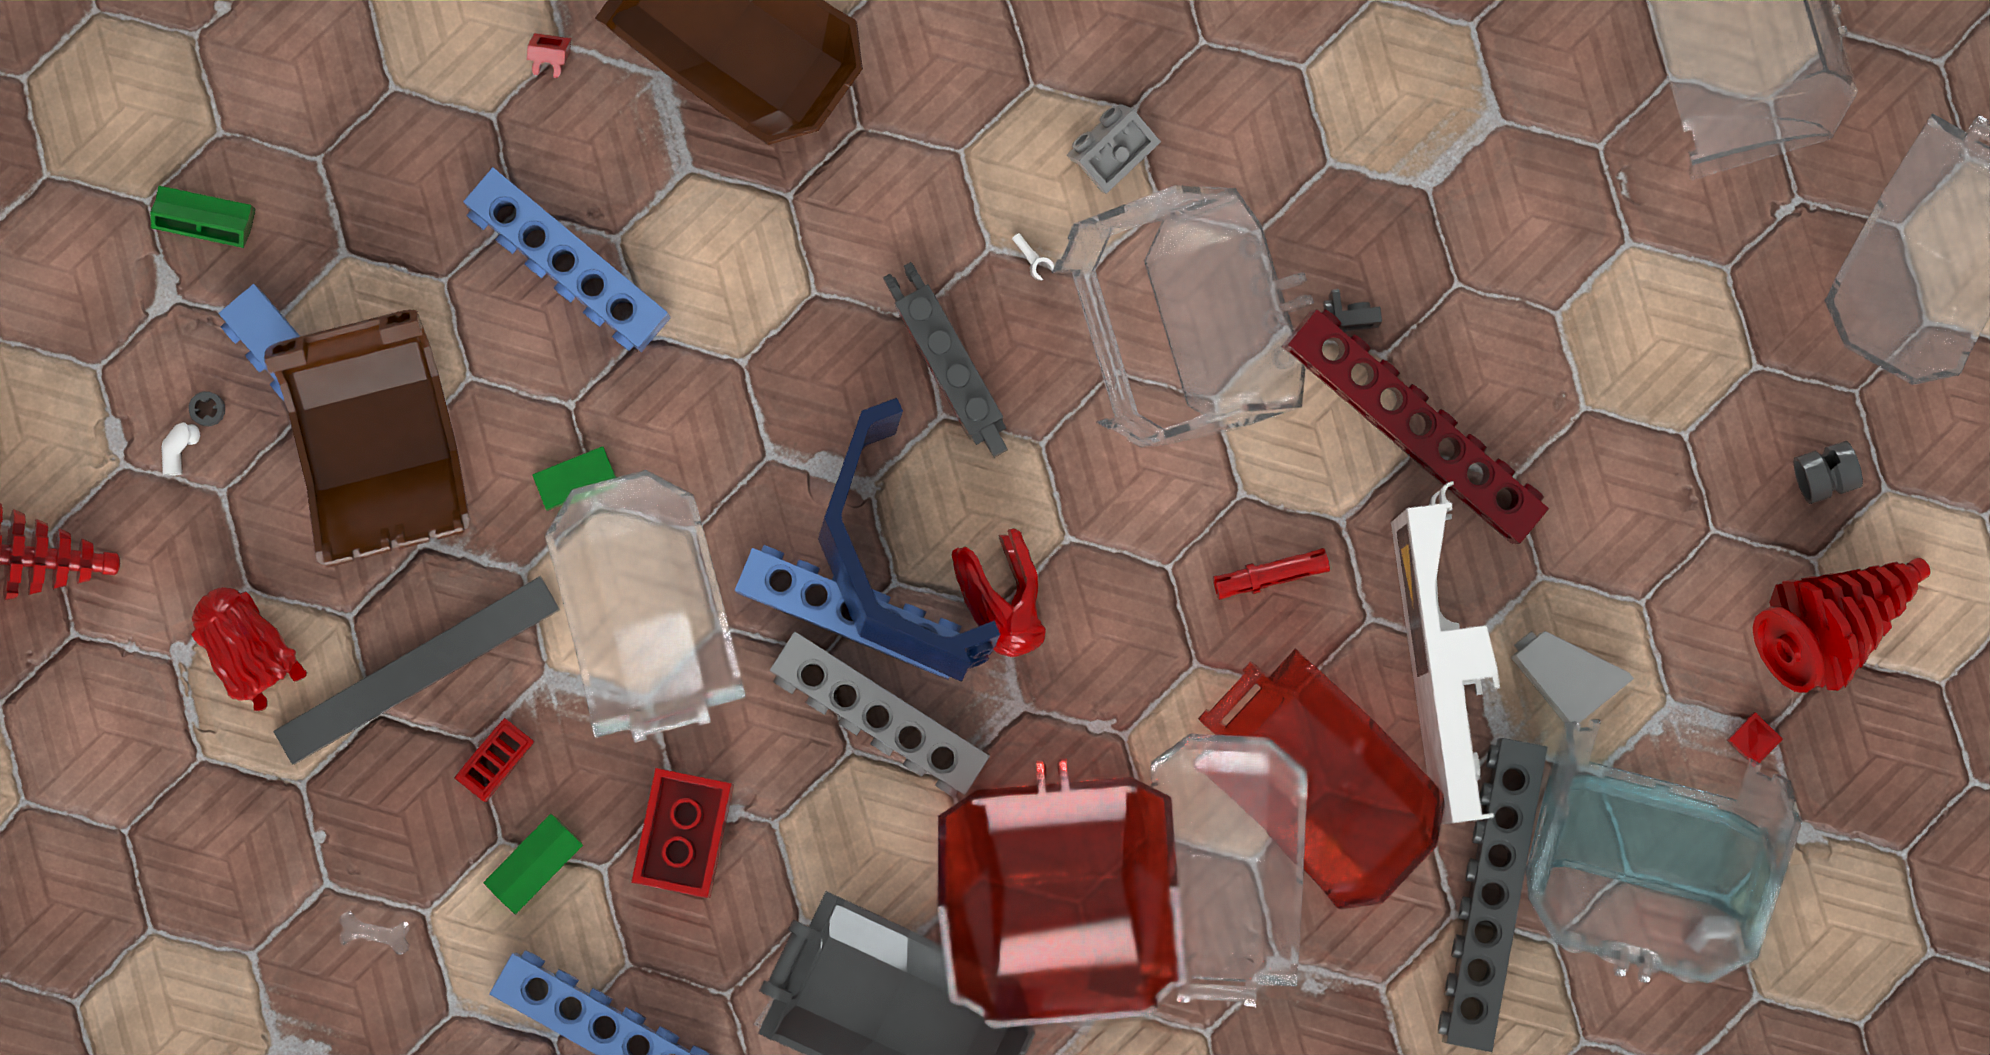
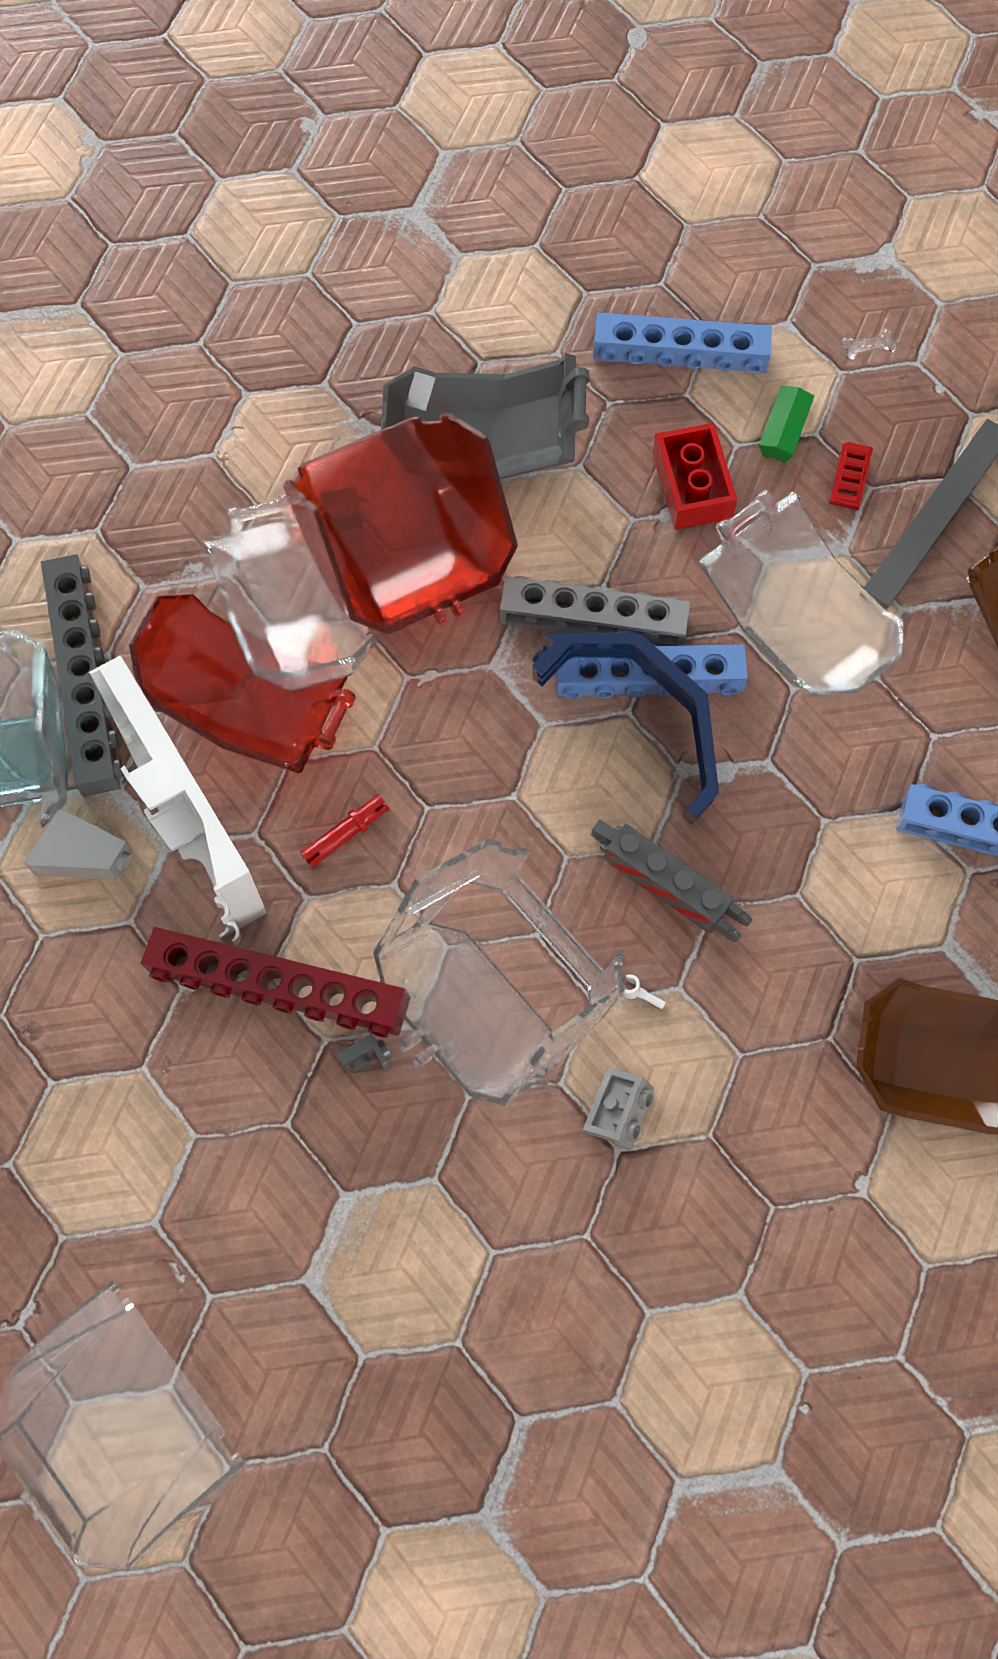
camera: 160 degrees right, 15 degrees down
(586, 469) = (901, 683): green tile -> none
(1017, 622) = (530, 705): red hair -> none

